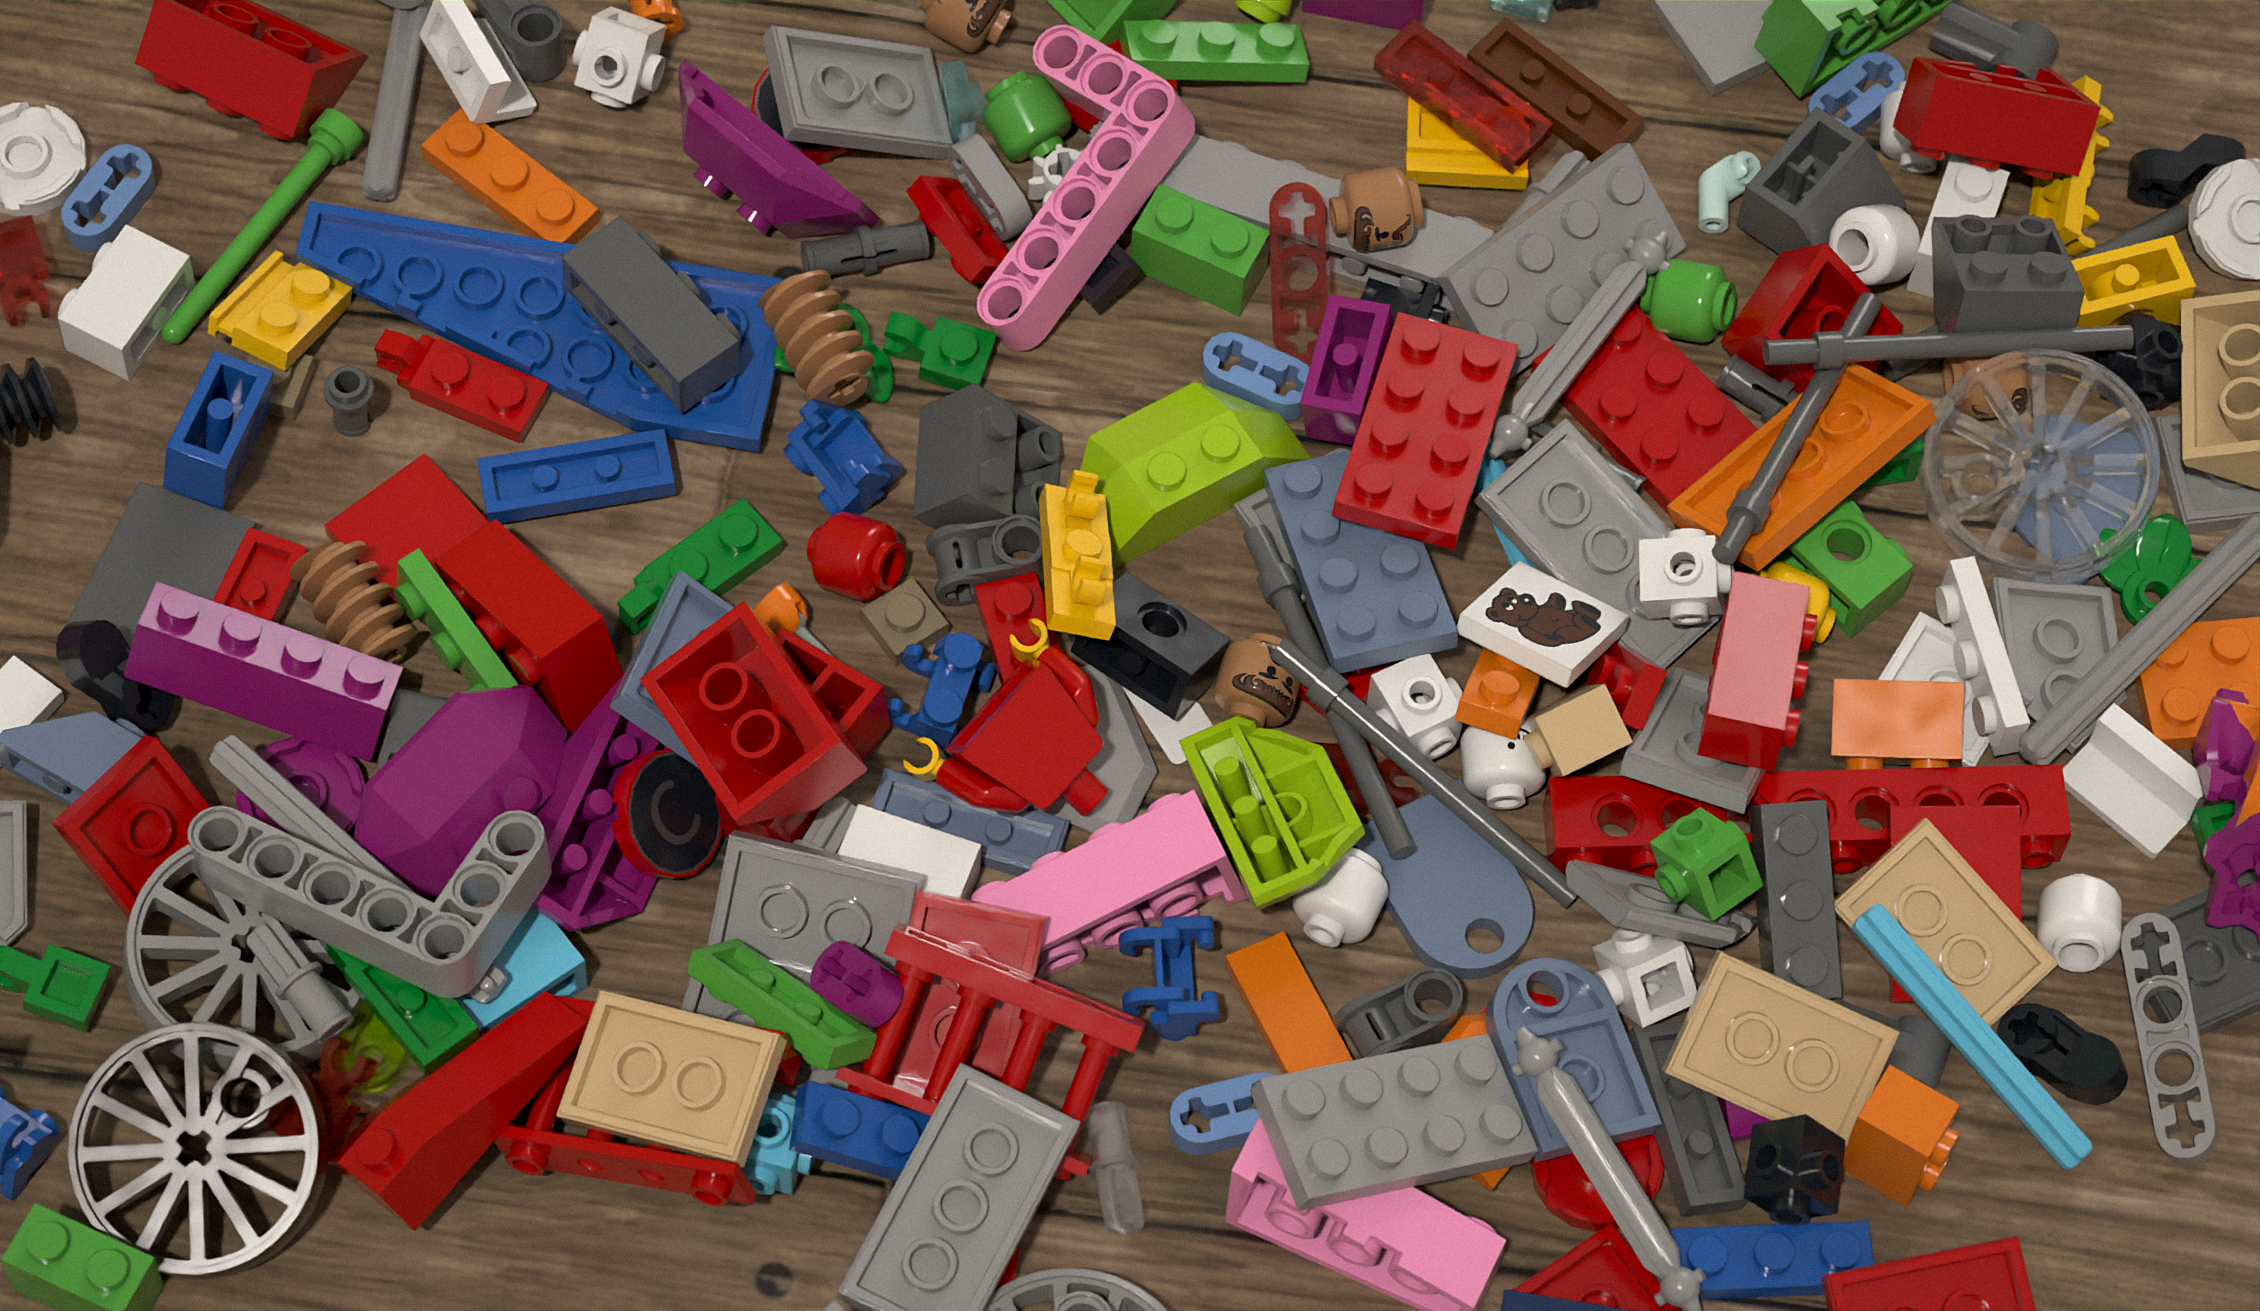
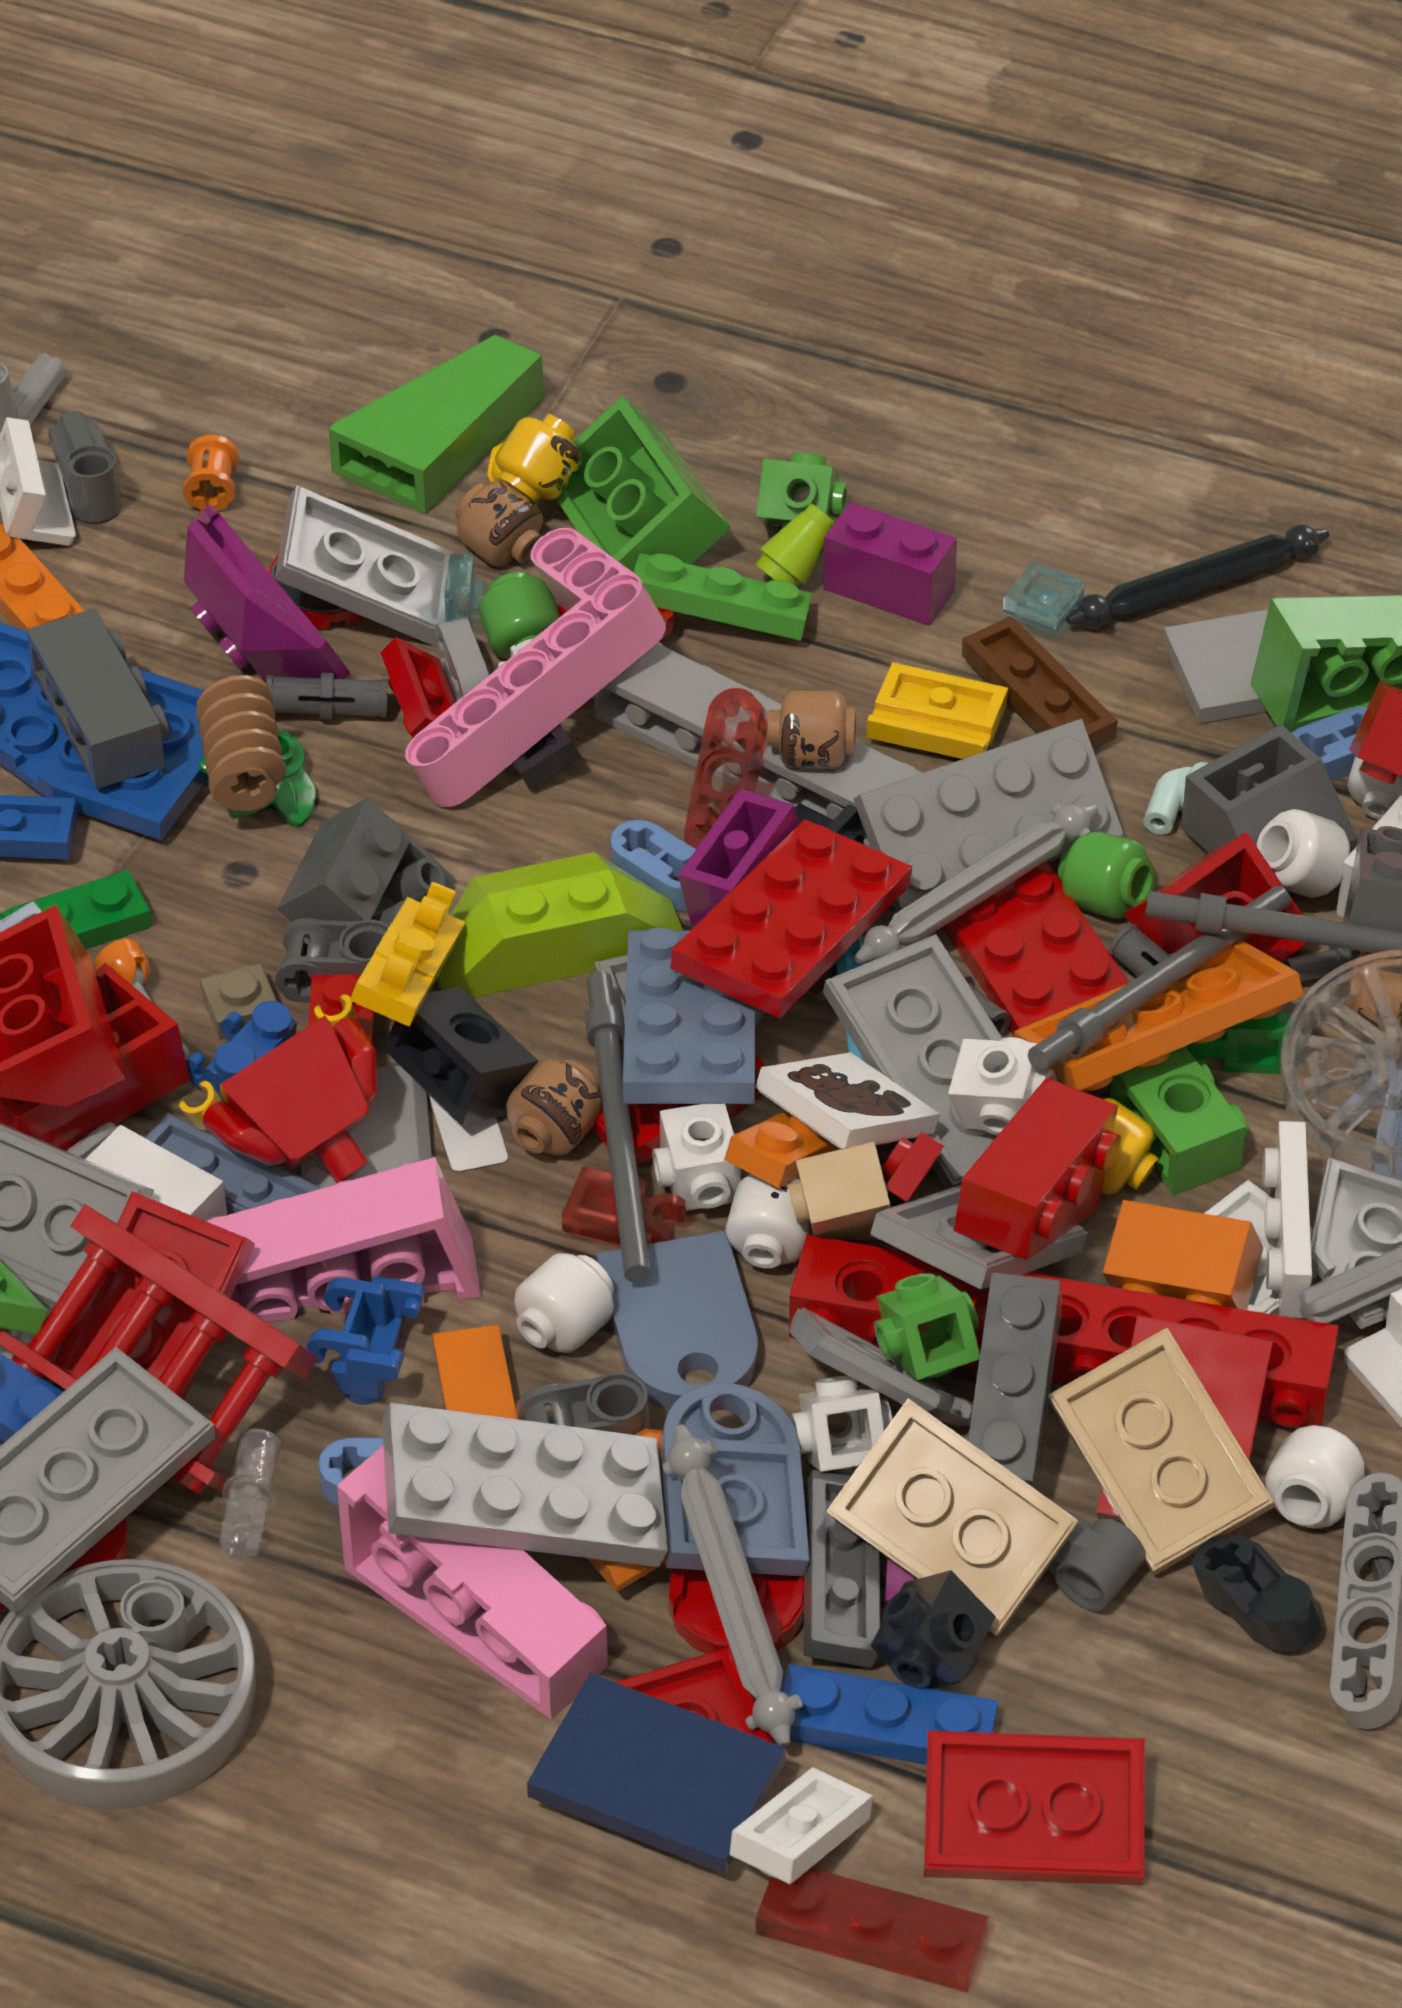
camera: 20 degrees right, 15 degrees down
(619, 57) = (158, 503): white brick -> none
(841, 456) = (233, 851): blue piece -> none
(856, 556) = (211, 932): red head -> none
(856, 984) = (48, 1266): magenta beam -> none
(949, 355) = (386, 787): green plate -> none
(1200, 249) = (638, 747): bright green brick -> none
(1272, 806) = (515, 1208): lime wedge -> none
(1329, 690) = (613, 1115): dark grey bar -> none
(1463, 96) = (940, 664): clear red plate -> none
(1902, 1137) = (1048, 1619): orange brick -> none
(1972, 1036) = (1160, 1550): medium azure axle -> none

